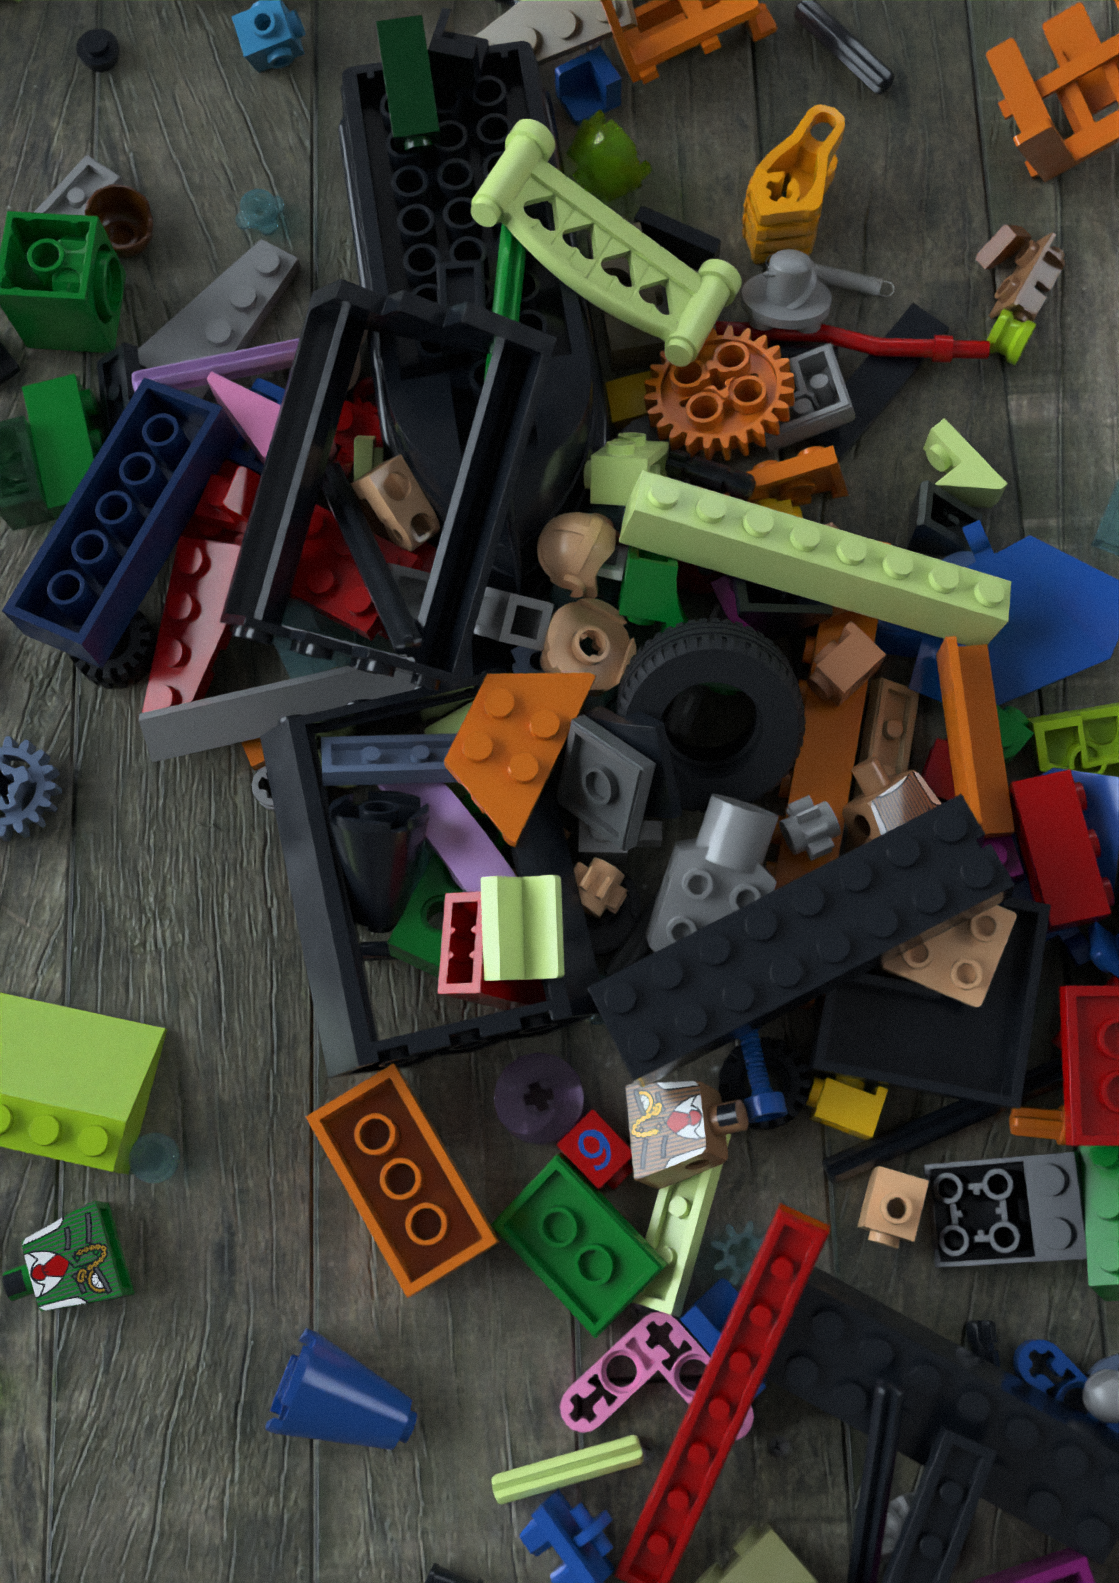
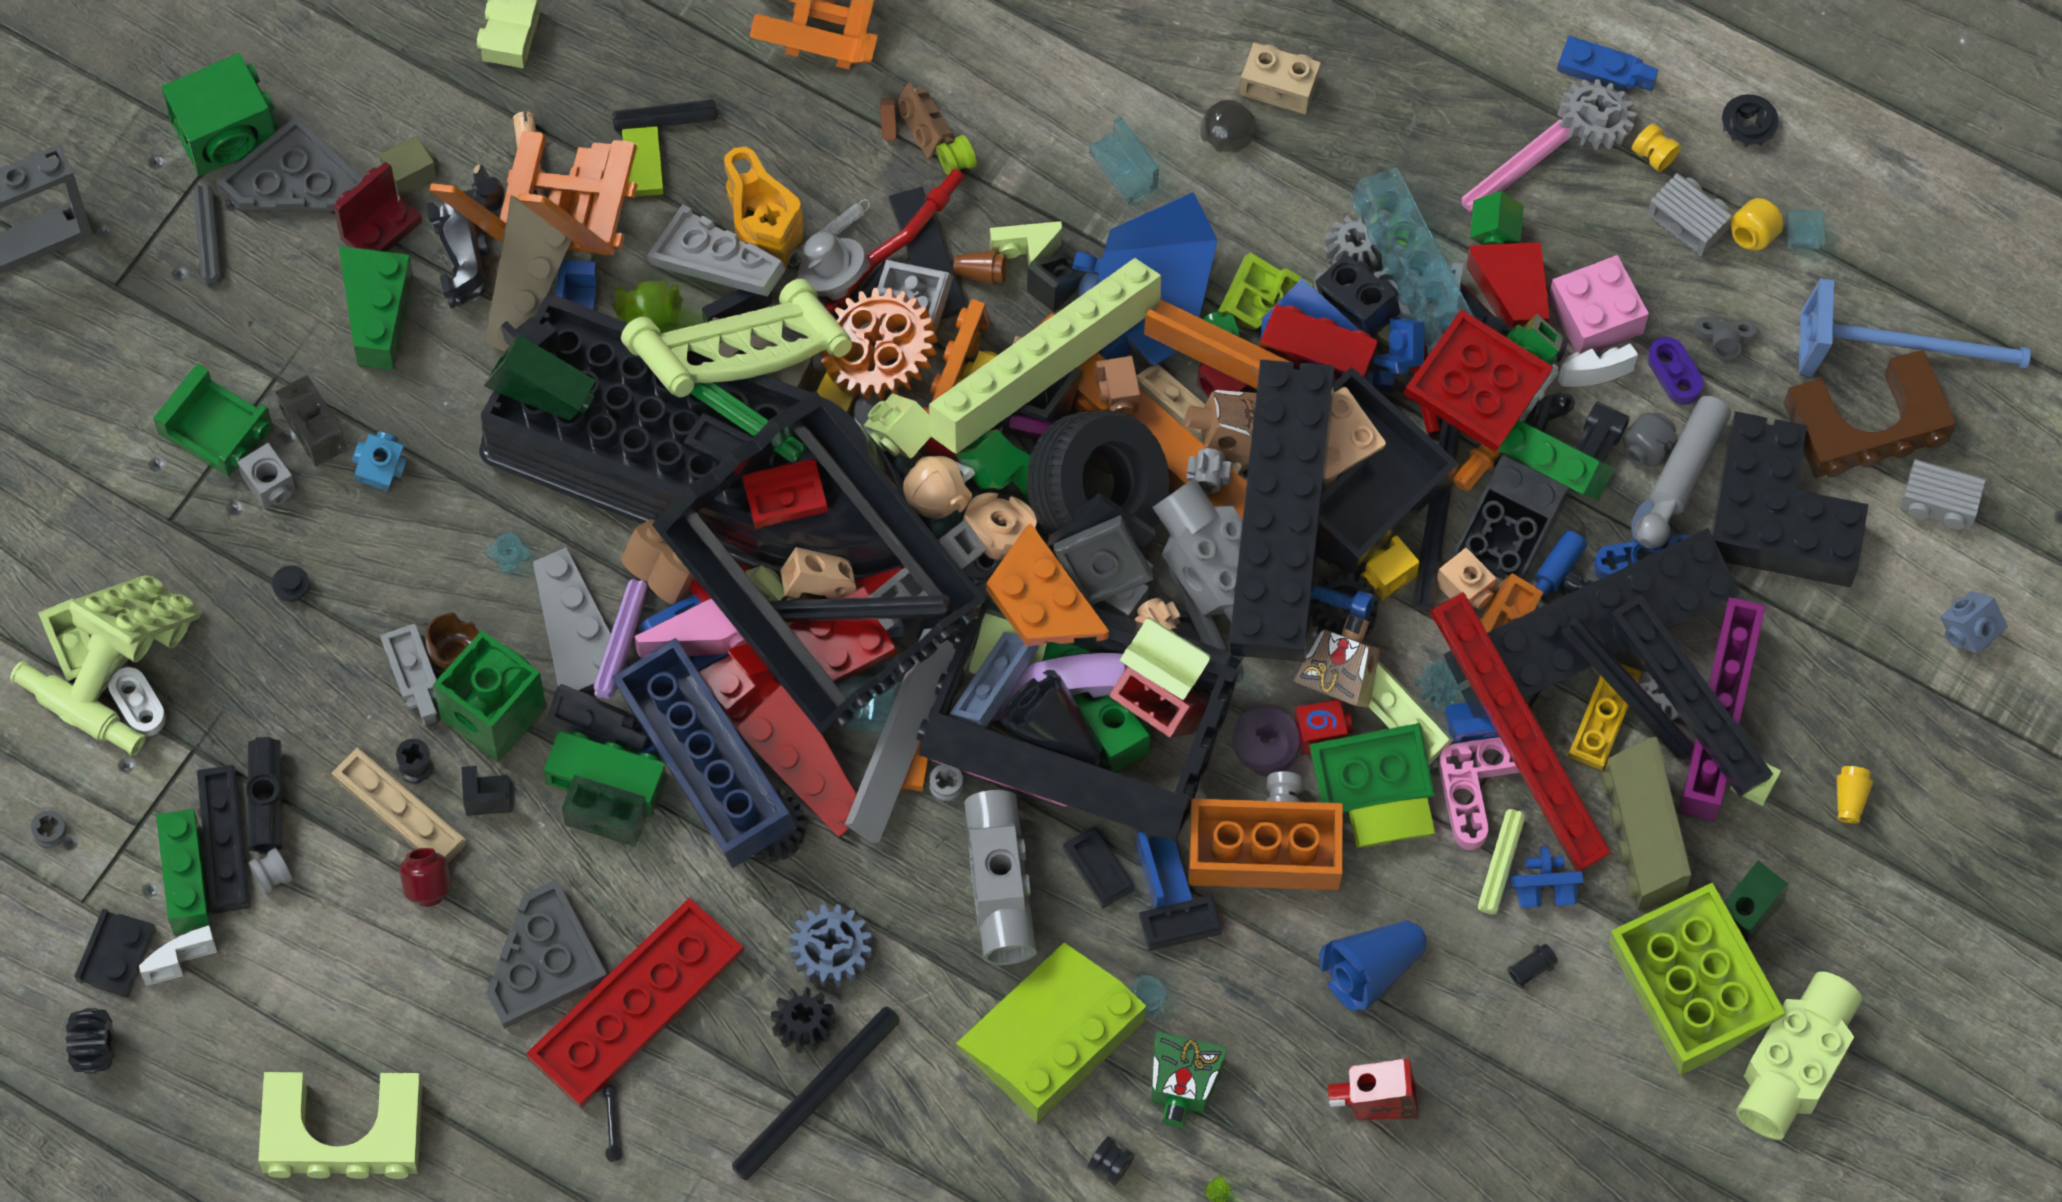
camera: 65 degrees left, 10 degrees down
(141, 928) = (999, 877): none -> light grey brick
(173, 1509) = (1378, 1091): none -> torso
(259, 1142) = (1180, 923): none -> black plate
(275, 1010) = (1098, 867): none -> black tile
(301, 1089) = (1162, 870): none -> blue panel
(434, 396) = (785, 493): none -> red plate
(484, 1162) = (1285, 786): none -> light grey wheel
(529, 1308) = (1391, 822): none -> lime slope
(710, 475) = (936, 381): black axle -> none
(712, 179) = (706, 252): none -> light grey wing
(777, 59) = (647, 164): none -> lime tile
(805, 1482) = (1598, 730): none -> yellow tile
(892, 1276) = (1510, 601): none -> orange hinge
(900, 444) = (983, 267): none -> dark orange cone
(993, 1301) = (1560, 562): none -> blue cylinder

